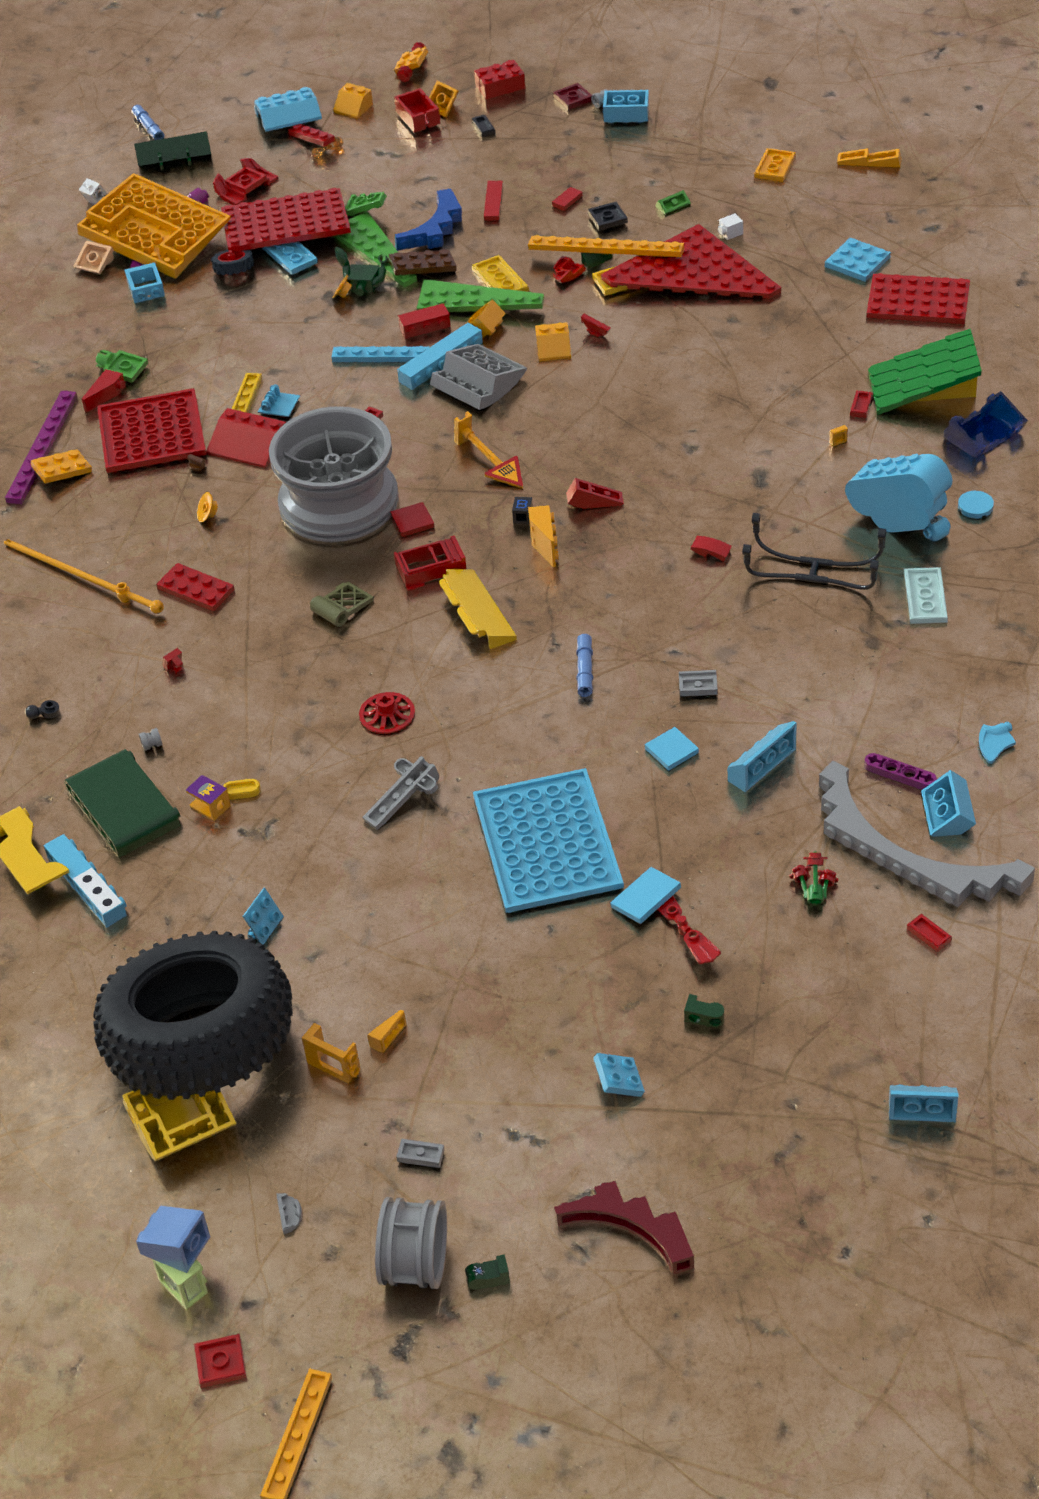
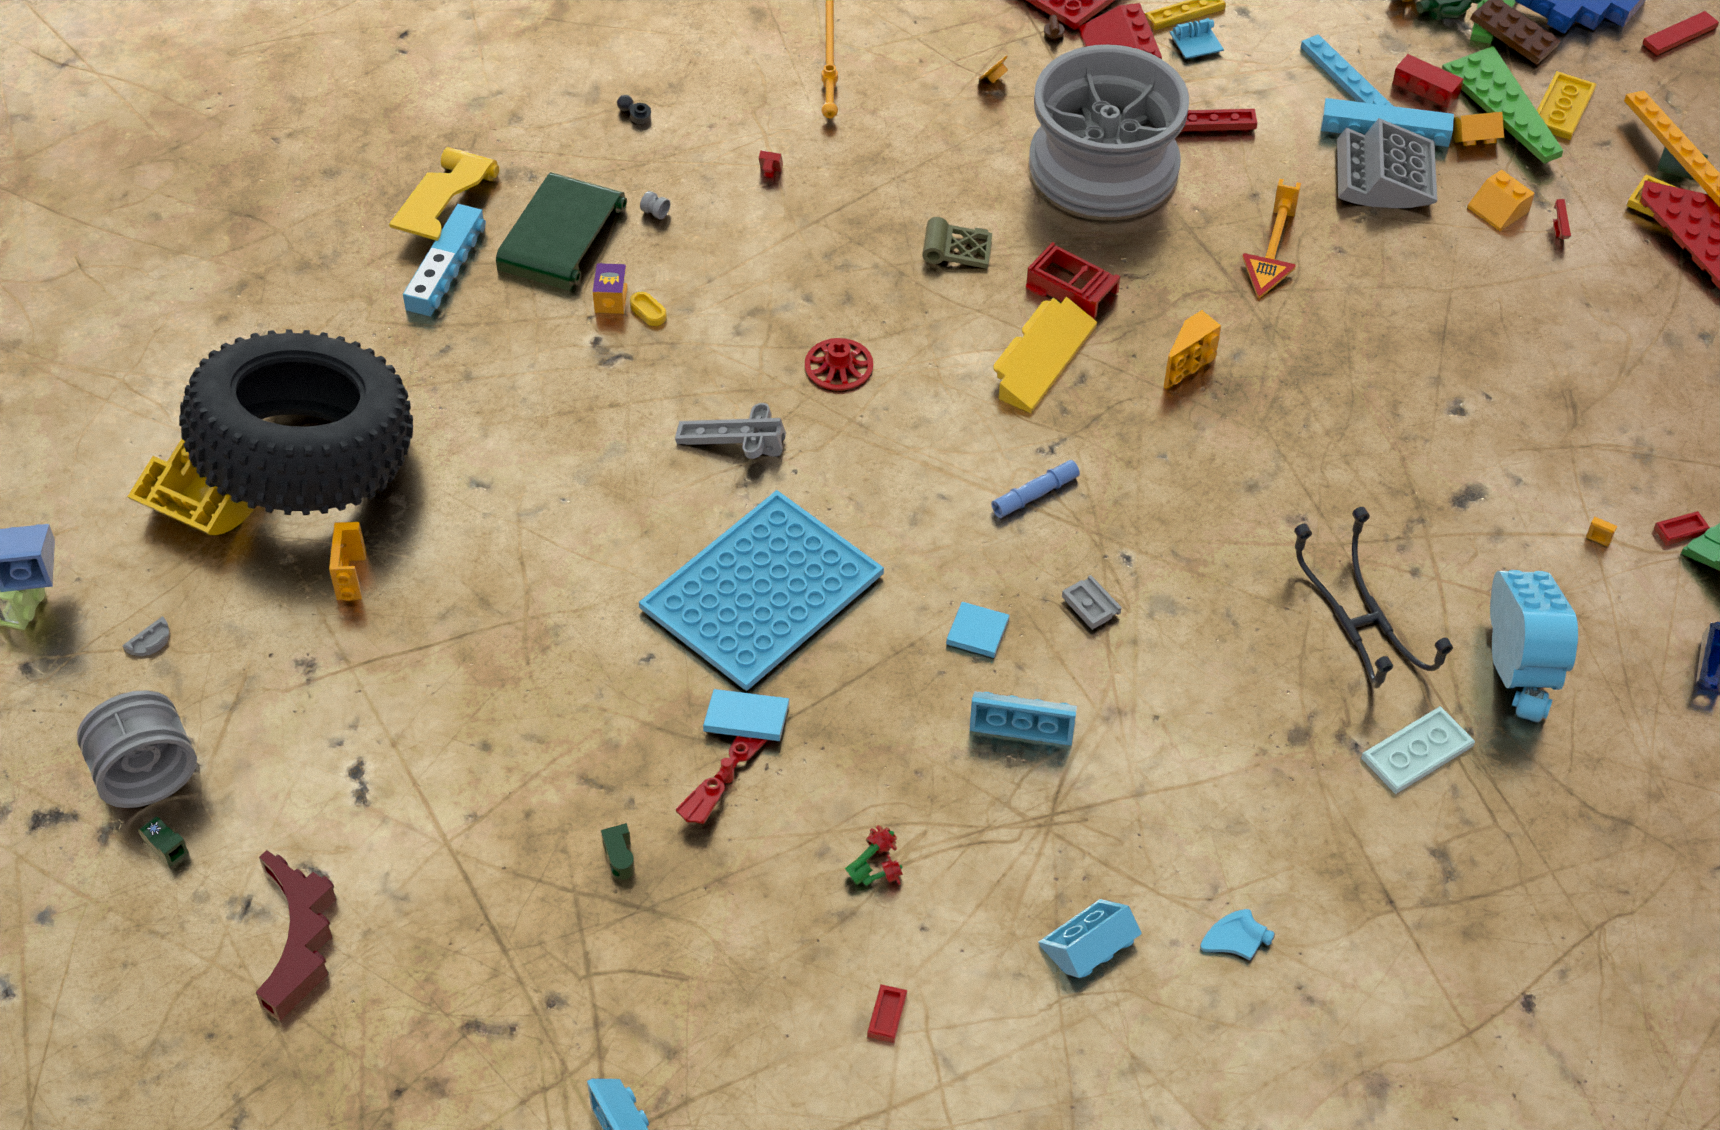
camera: 50 degrees right, 5 degrees up
(195, 587) = (886, 124): red plate -> none
(262, 917) = (485, 413): medium azure hinge -> none
(385, 1033) = (413, 593): light orange slope -> none
(412, 519) = (1126, 234): red tile -> none
(420, 1153) = (279, 703): light grey plate -> none
(520, 510) = (1220, 310): black brick -> none
(567, 270) = (1632, 152): red brick -> none
(591, 495) = (1294, 361): red slope -> none
(618, 1074) = (479, 817): medium azure plate -> none
(714, 547) = (1311, 506): red slope -> none
(901, 769) = (1111, 863): magenta beam -> none
(942, 879) = (974, 995): light grey arch -> none
(975, 504) = (1617, 725): medium azure tile -> none

